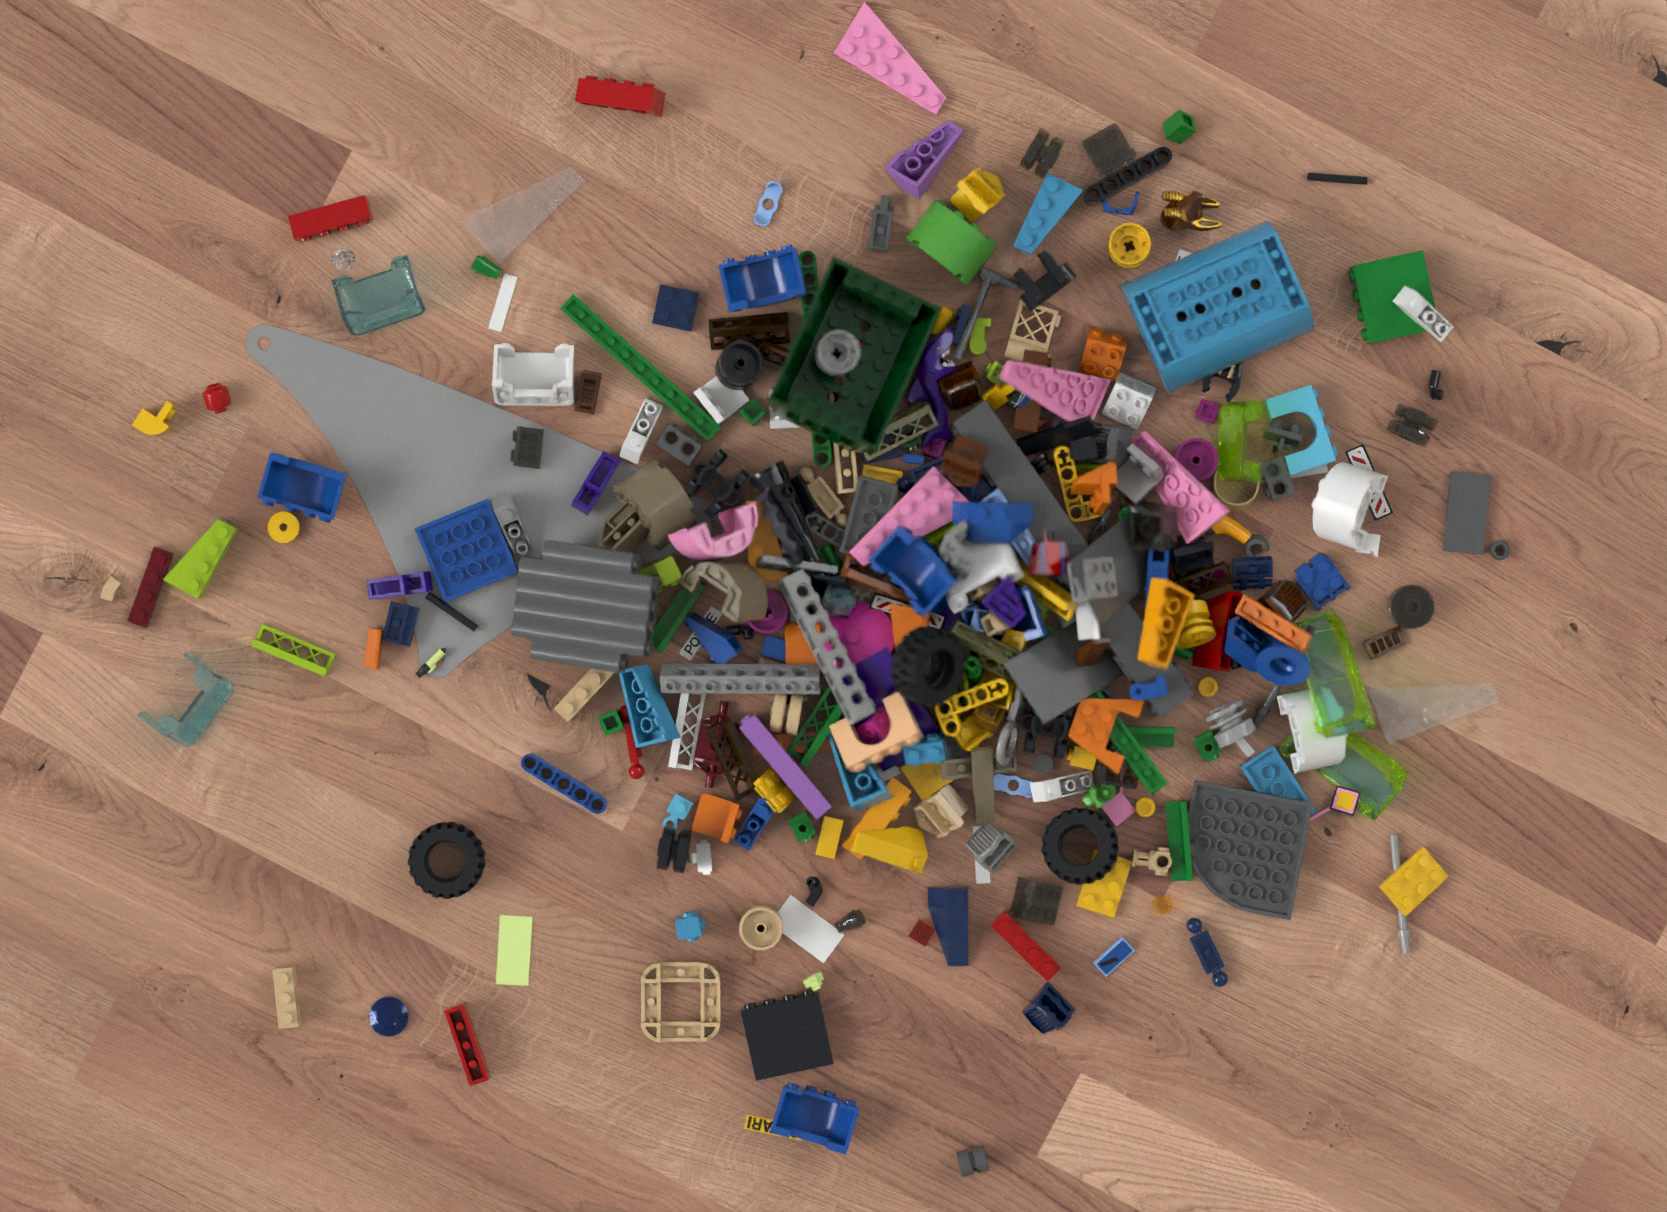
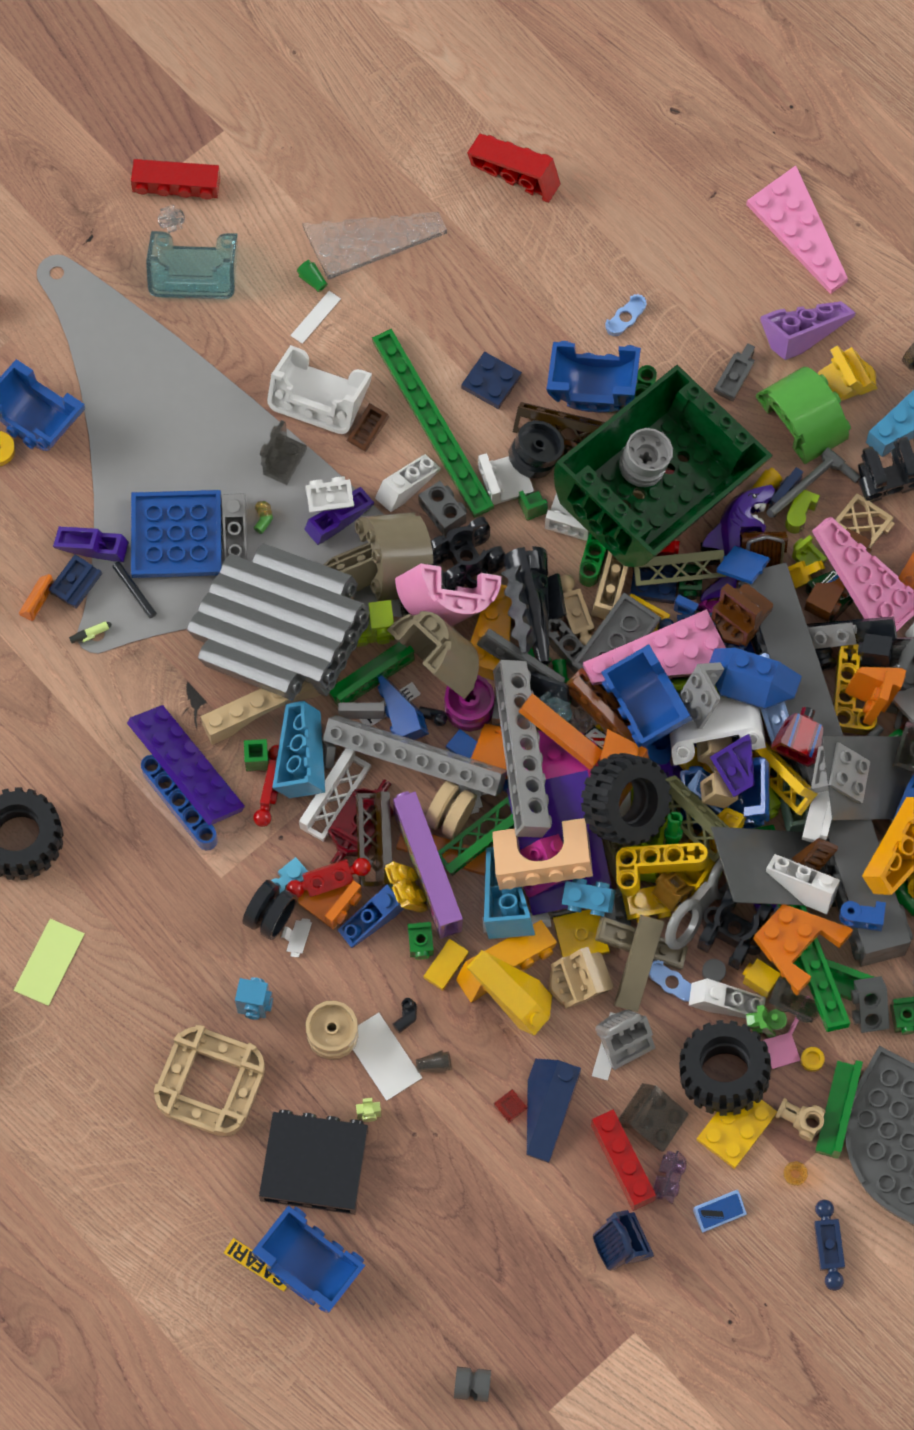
camera: 20 degrees right, 20 degrees down
(534, 506) = (265, 514): none -> arm
(557, 751) = (186, 765): none -> dark purple plate
(581, 473) = (329, 495): none -> white bracket
(668, 698) = (328, 754): none -> light grey tile
(680, 650) = (361, 710): none -> light grey tile
(710, 805) = (329, 877): none -> red plate
(853, 620) = (560, 731): none -> orange tile
(950, 414) = (743, 565): none -> blue piece
(1038, 449) = (833, 635): none -> light grey hinge
(1067, 934) = (673, 1166): none -> hinge
(1090, 674) = (806, 884): none -> white slope
(1177, 751) = (873, 1004): none -> dark grey brick

